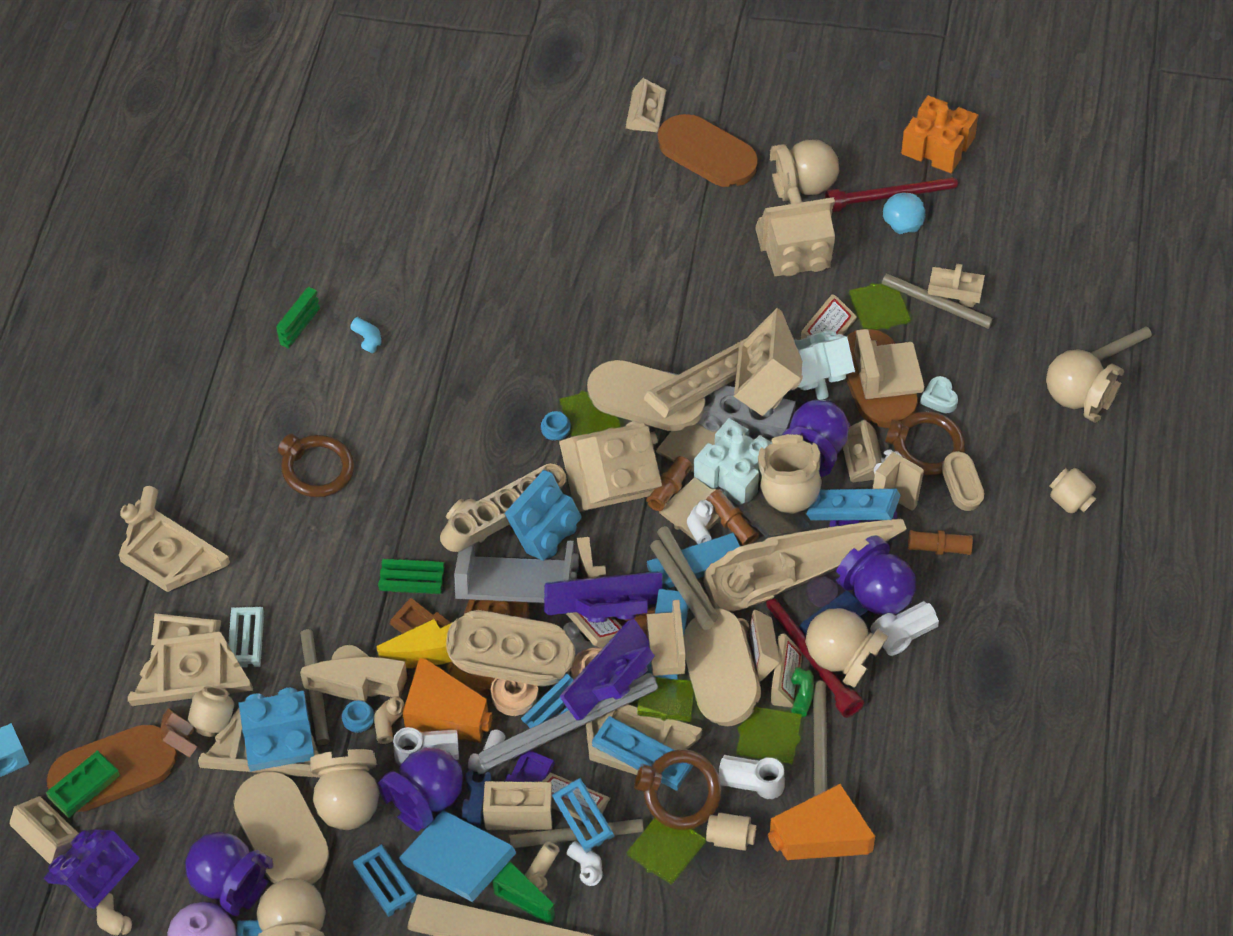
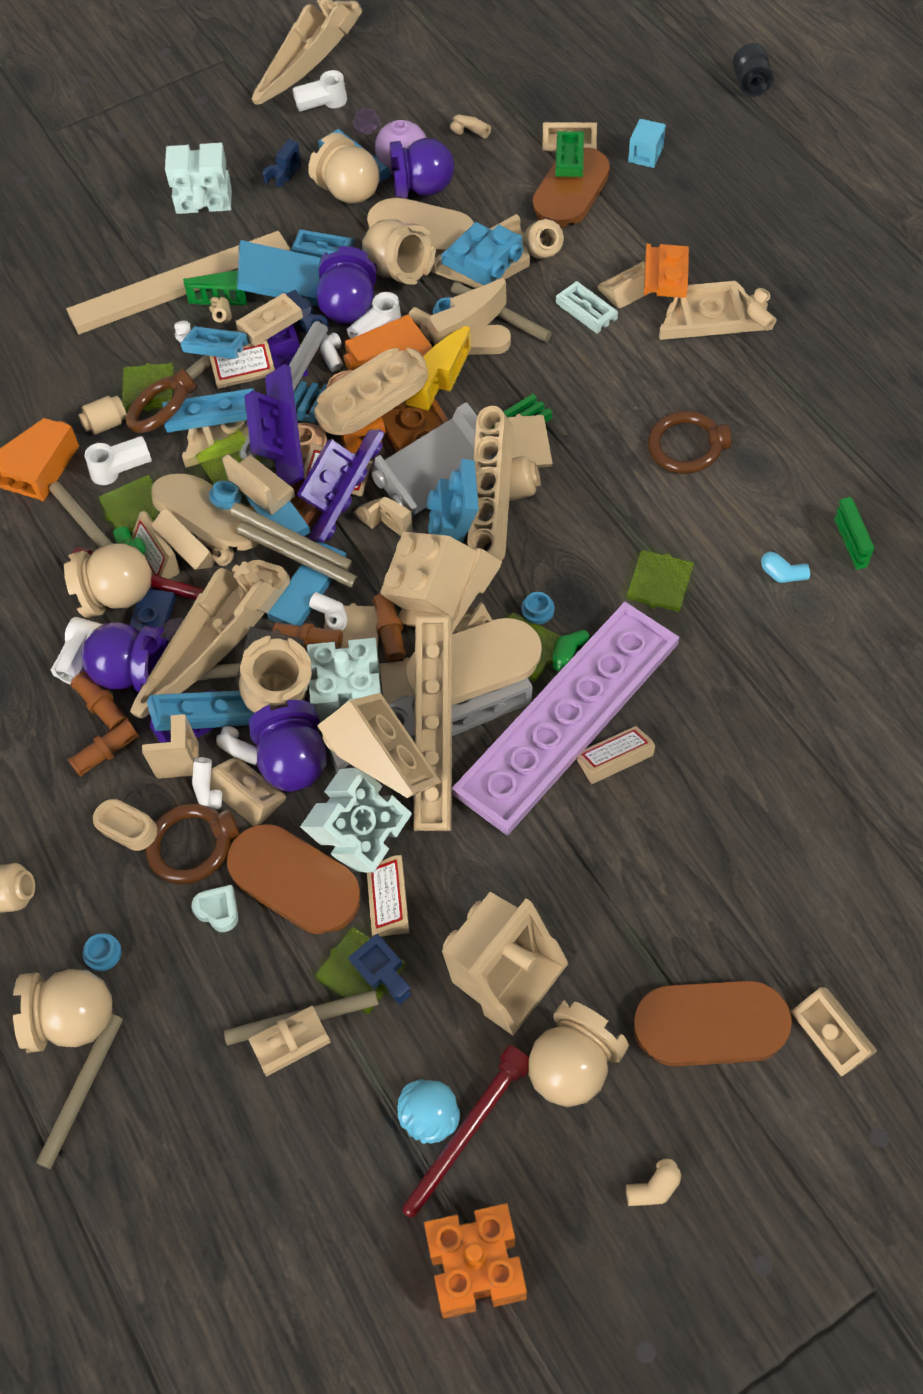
camera: 140 degrees right, 5 degrees up
(92, 865) = (505, 117): dark purple bracket -> none
(160, 597) = (666, 270): none -> orange plate
(176, 732) = (546, 208): dark orange slope -> none
(186, 666) = (589, 258): tan wing -> none
(414, 615) = (476, 394): dark orange slope -> none
(426, 552) = (531, 439): none -> tan piece
(452, 390) = (660, 580): none -> clear neon green piece
(568, 384) = (566, 646): none -> green arm
(581, 347) = (564, 718): none -> lavender plate
(607, 306) = (615, 754): none -> slope
(699, 661) = (224, 495): none -> dark azure plate
(817, 107) = (659, 1187): none -> tan arm
(846, 474) = (239, 749): none -> white arm
(868, 288) = (378, 965): none -> dark blue plate
(887, 368) = (281, 874): tan bracket -> none
(917, 561) = (98, 700): none -> dark orange pin
(1034, 416) = (102, 952): none -> dark azure plate

